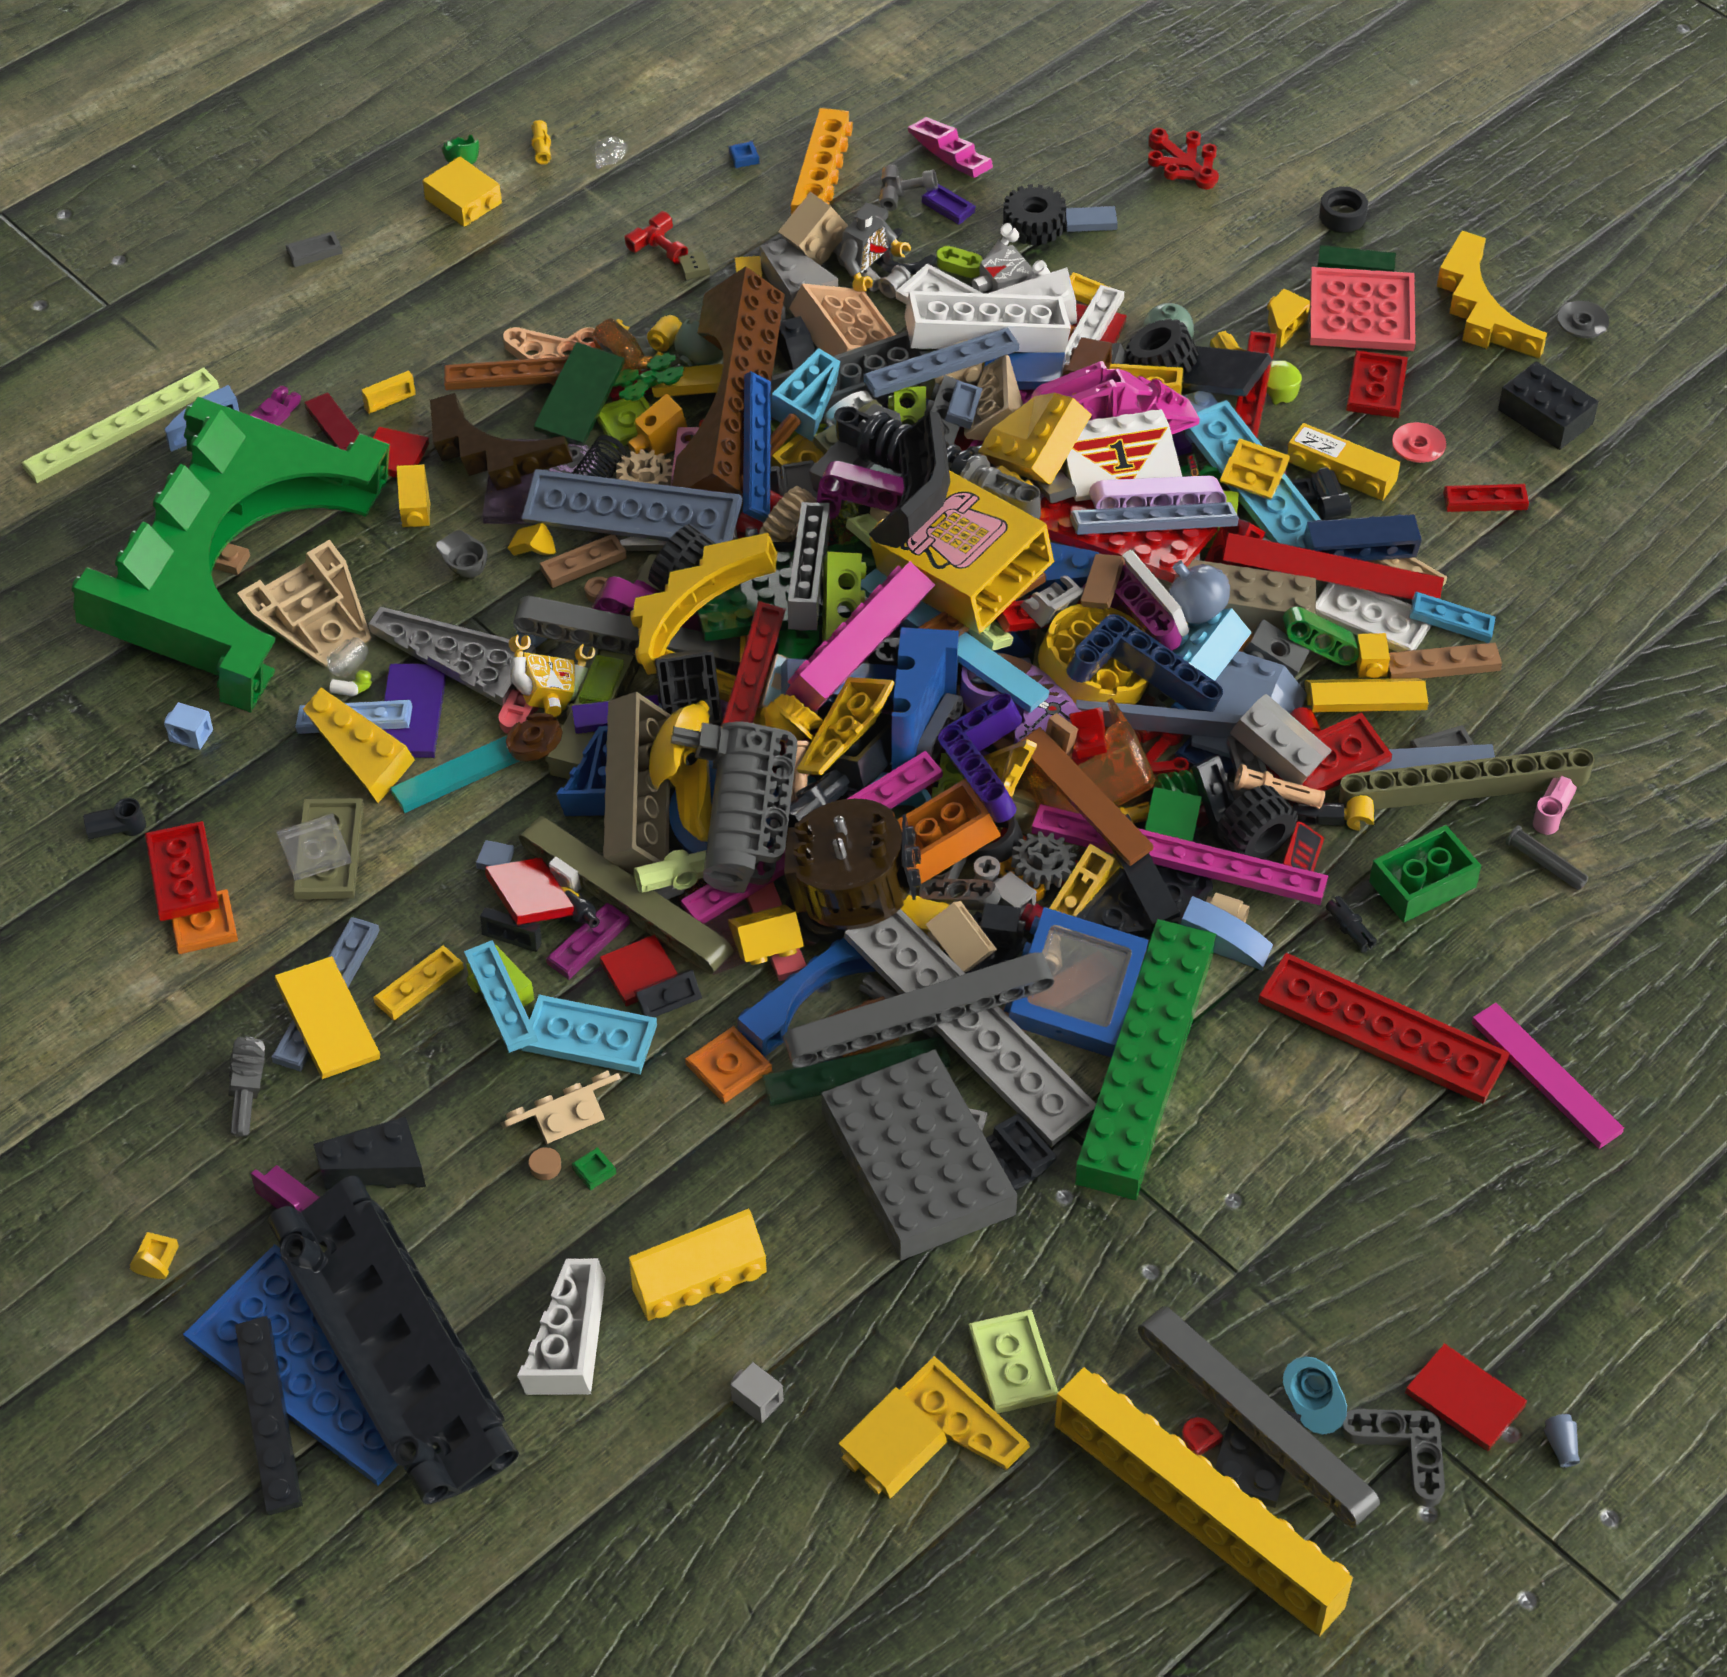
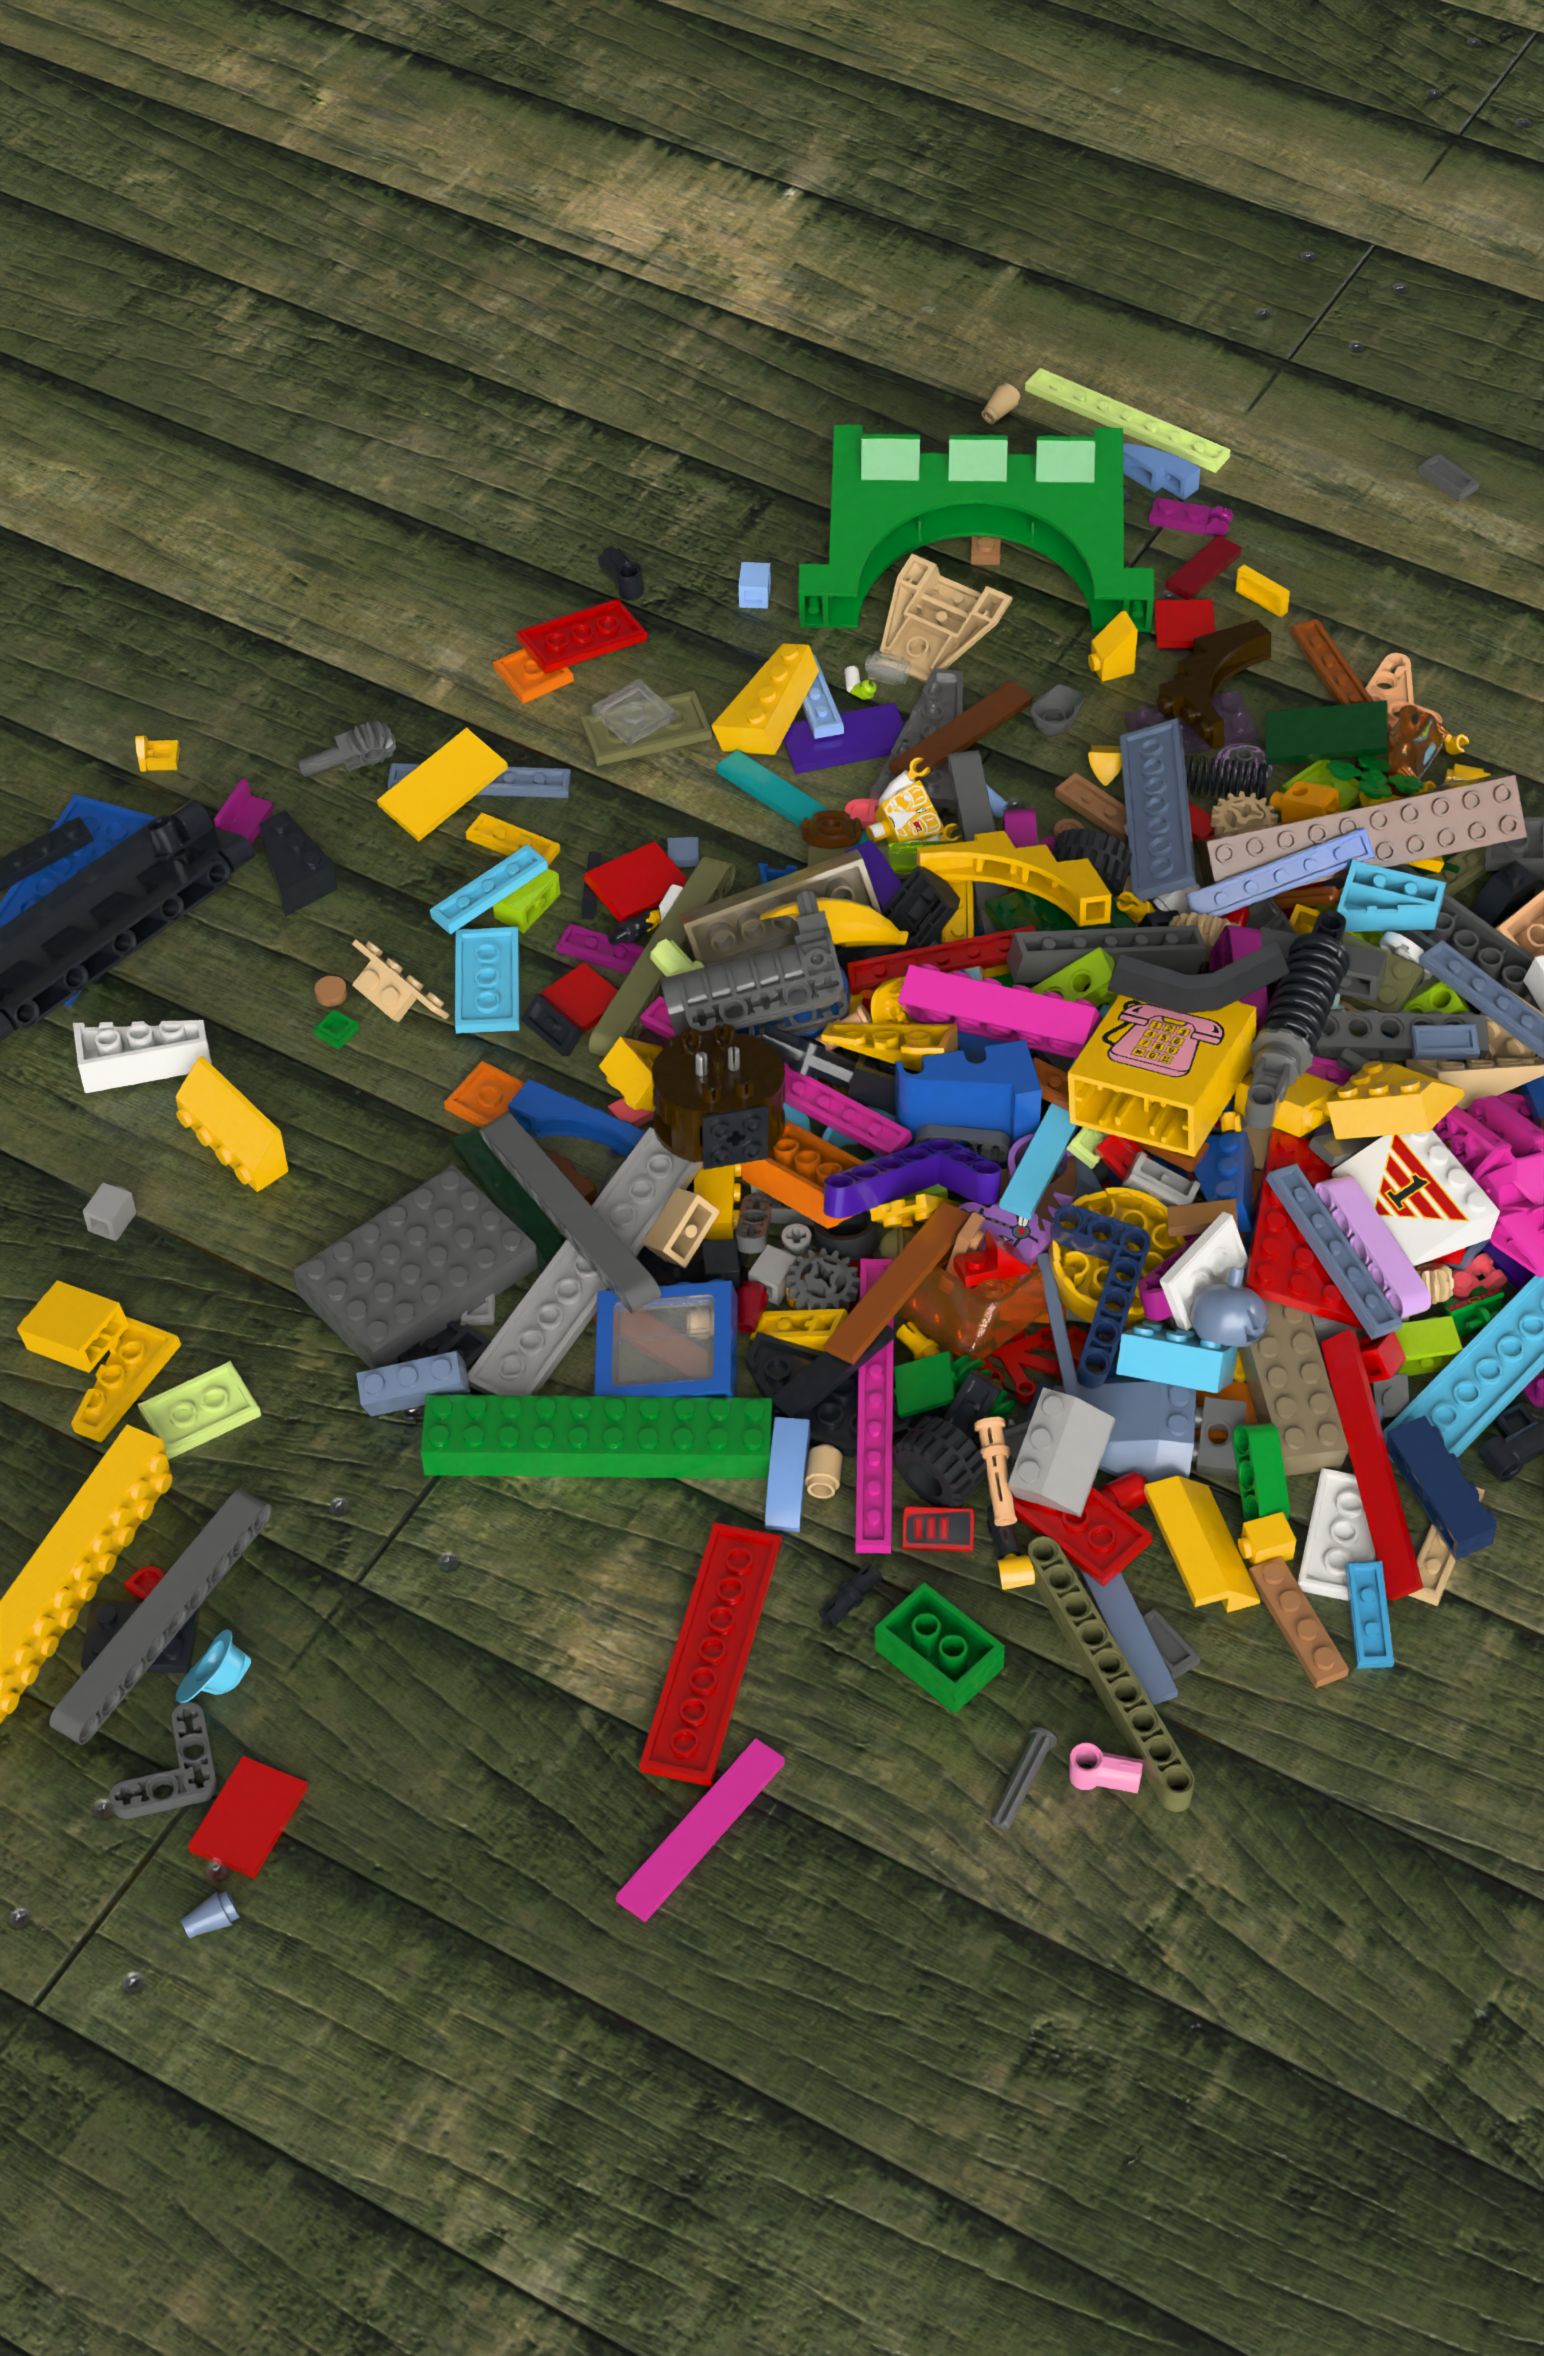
camera: 75 degrees right, 0 degrees up
(52, 498) = (1001, 402): none -> tan cone
(460, 624) = (964, 729): none -> reddish brown tile
(1056, 1174) = (409, 1382): none -> sand blue brick
(1255, 469) = (1499, 1353): yellow slope -> none

